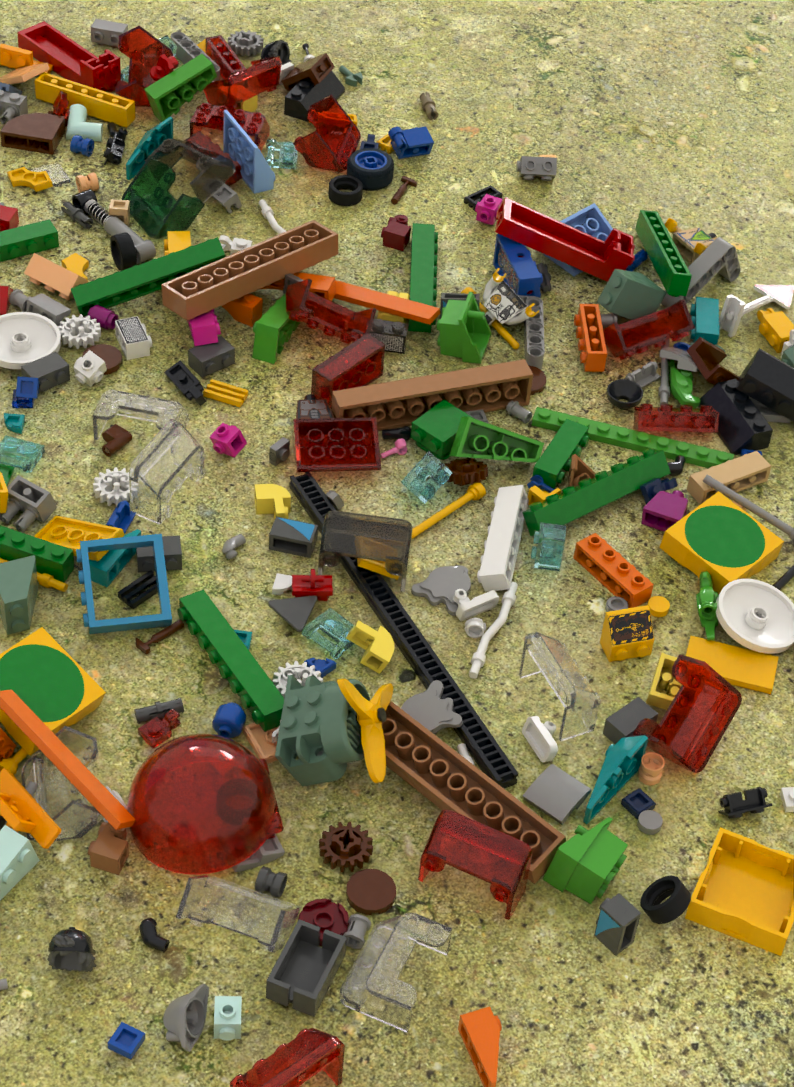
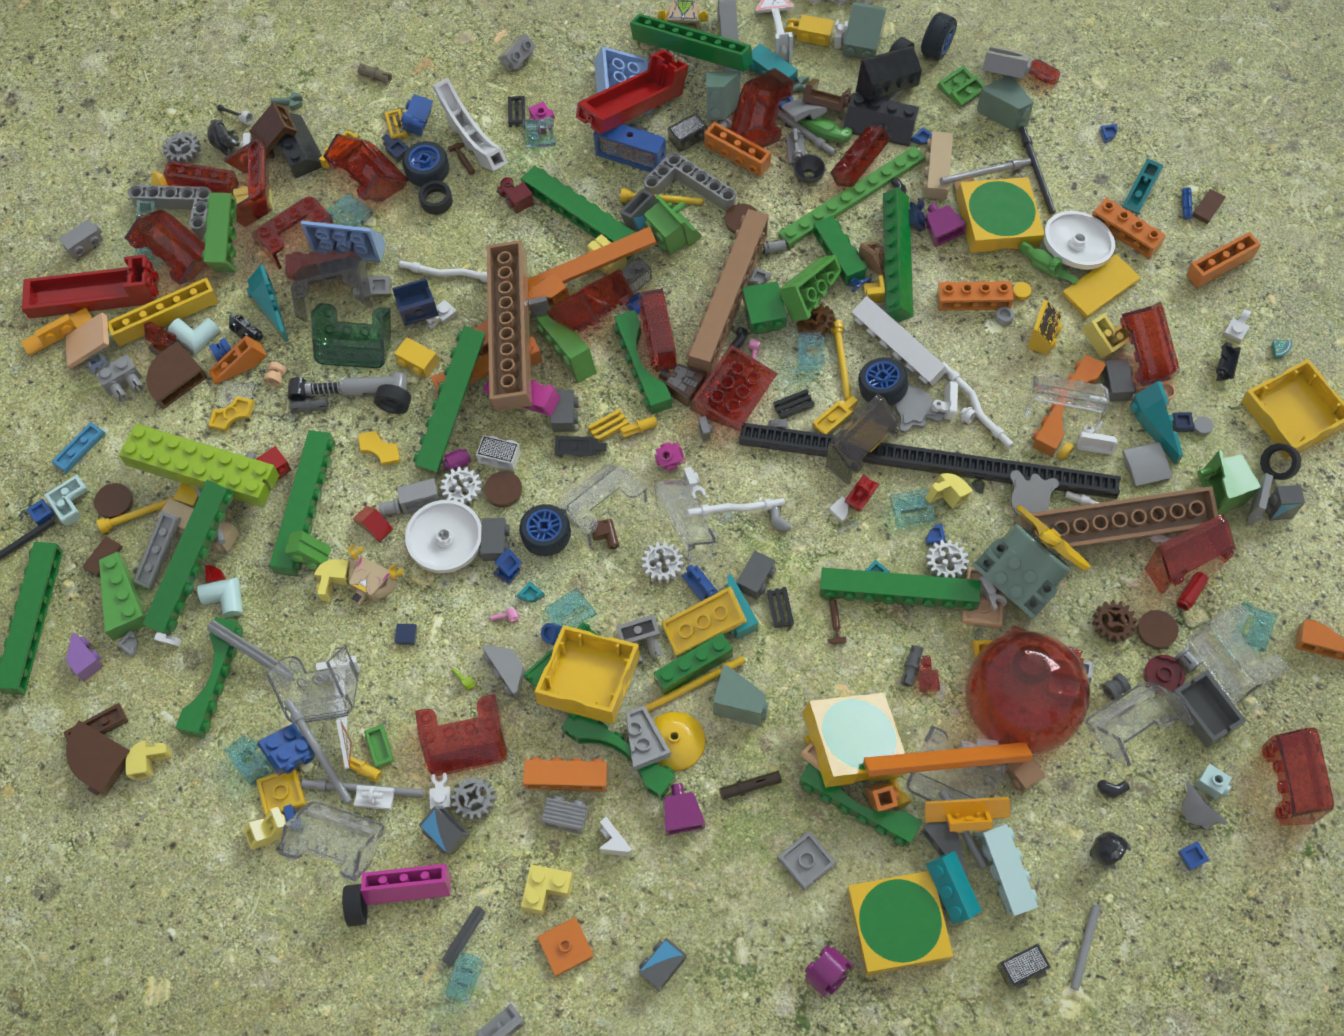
camera: 45 degrees left, 20 degrees up
(53, 276) = (383, 467): light nougat brick -> none
(78, 397) = (545, 530): none -> wheel
(82, 158) = (239, 359): none -> orange slope
(89, 368) = (519, 499): white brick -> none
(120, 209) = (336, 371): tan panel -> none
(121, 134) = (219, 315): black arm -> none
(127, 623) = (798, 590): dark azure window -> none
(163, 67) = (194, 231): red hips -> none
(178, 466) = (706, 510): none -> white bar
(217, 467) = (693, 479): none -> white plate
(229, 720) = (955, 626): blue head -> none
(230, 225) = (415, 302): none -> dark blue panel
(242, 411) = (638, 426): none -> yellow axle
(272, 500) = (756, 462): light yellow brick -> none
(283, 404) = (655, 391): none -> green arch
(293, 537) = (801, 474): dark grey brick -> none
(294, 610) = (877, 519): dark grey piece -> none
(366, 501) = (797, 398): none -> black tile
(422, 182) = (487, 153): none -> white arch
(442, 899) = (1192, 591): none -> red piece
(446, 544) = (885, 378): none -> wheel
(448, 983) = (1260, 627): none -> clear light blue plate
(465, 212) = (533, 132): none -> clear light blue plate
(504, 302) = (669, 179): torso -> none
(506, 718) = (1065, 451): none -> yellow tile
(517, 697) = (1052, 433): none -> orange arch
(550, 546) = (933, 319): clear light blue brick -> none
(570, 297) = (687, 132): none -> brick
(590, 896) = (1260, 499): none -> light grey slope

